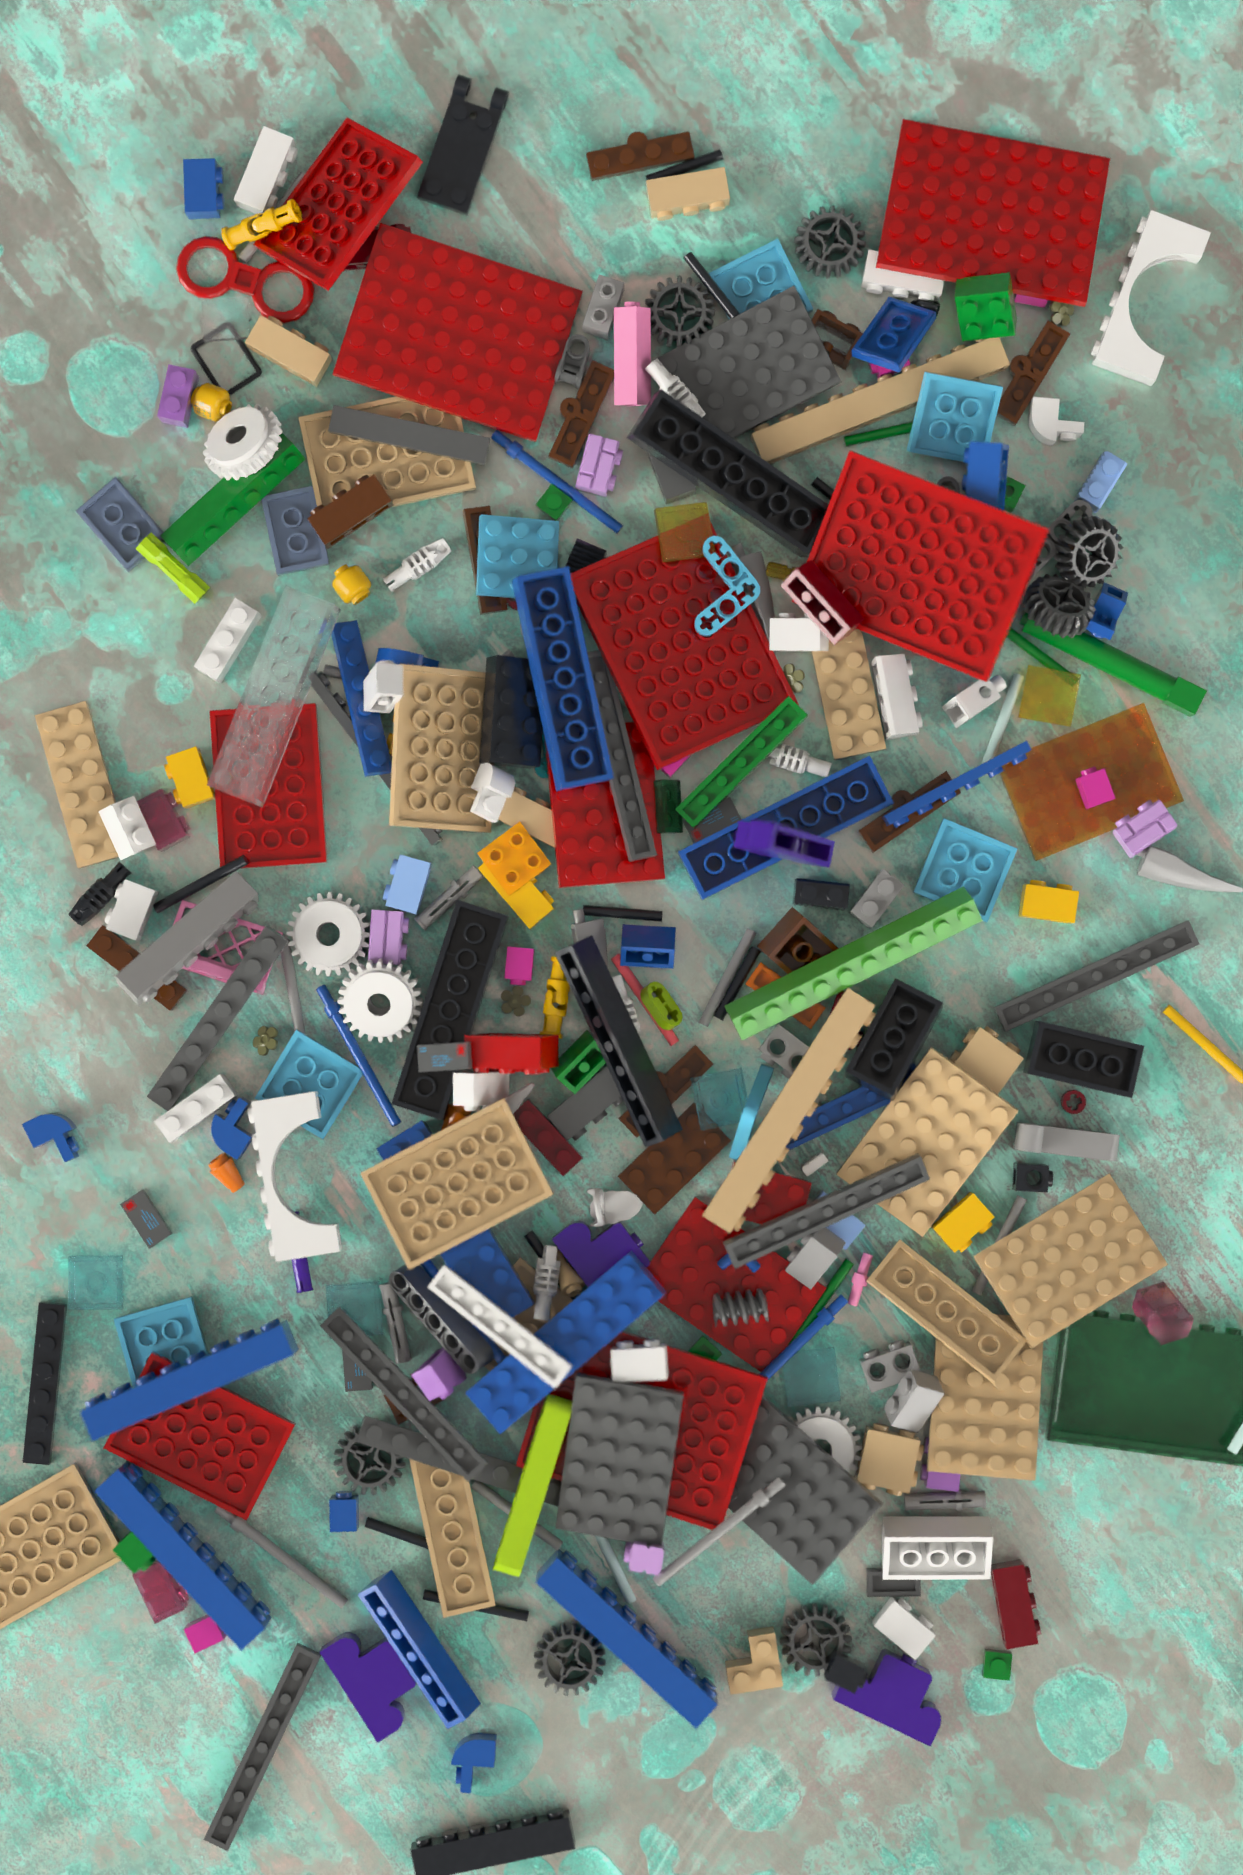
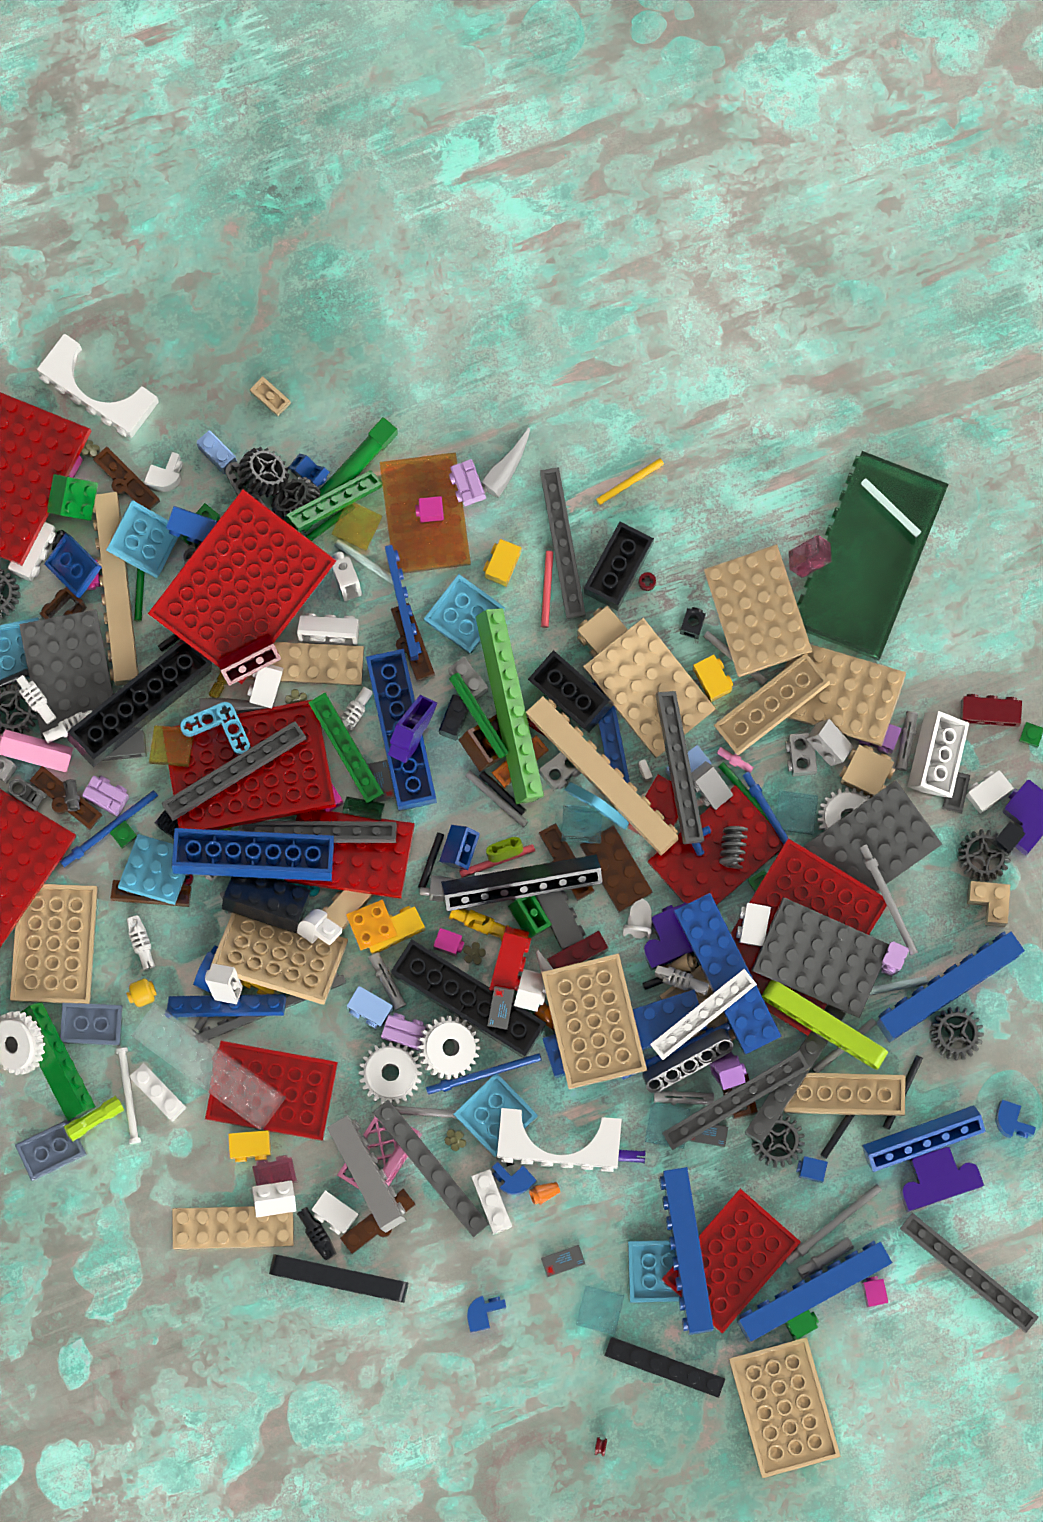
camera: 75 degrees left, 10 degrees down
(50, 937) = (338, 1278): none -> black beam
(160, 1592) = (837, 1317): clear pink brick -> none
(200, 883) = (329, 1157): black bar -> none
(215, 604) = (128, 1095): none -> white bar
(225, 1547) = (816, 1263): none -> light grey pin
(350, 510) = (88, 978): reddish brown brick -> none
(409, 435) = (46, 923): dark grey tile -> none
(584, 420) = (72, 799): none -> dark grey pin
(669, 623) = (233, 771): none -> dark grey plate
(699, 336) = (35, 699): none -> white hinge
(829, 926) = (479, 715): none -> green axle
(1027, 971) = (547, 589): none -> coral bar
(1066, 1141) = (673, 593): light grey beam -> none
(1070, 656) = (333, 501): none -> plate
(1197, 532) = (270, 396): none -> tan plate

